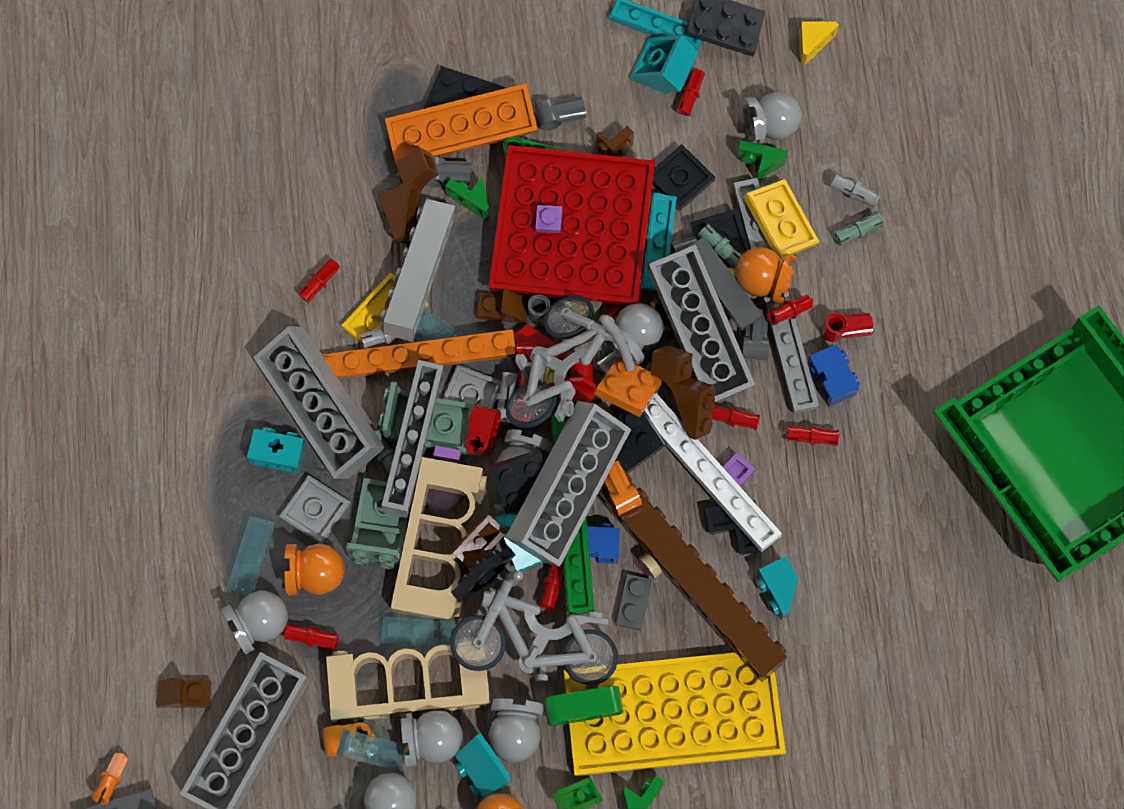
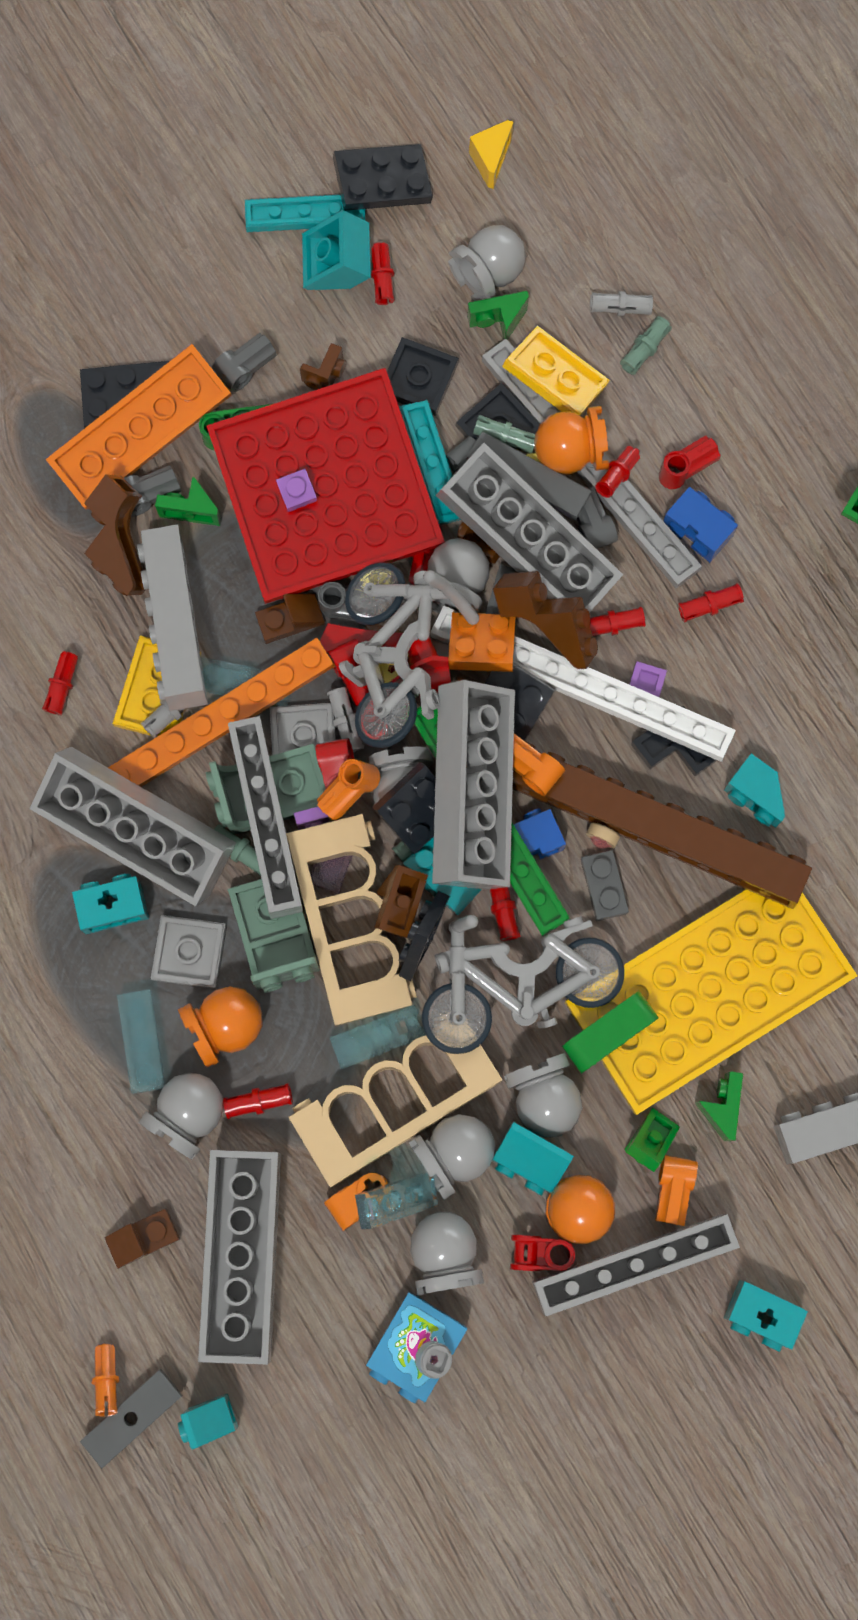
camera: 25 degrees left, 5 degrees up
(485, 442) = (347, 788): none -> orange piece

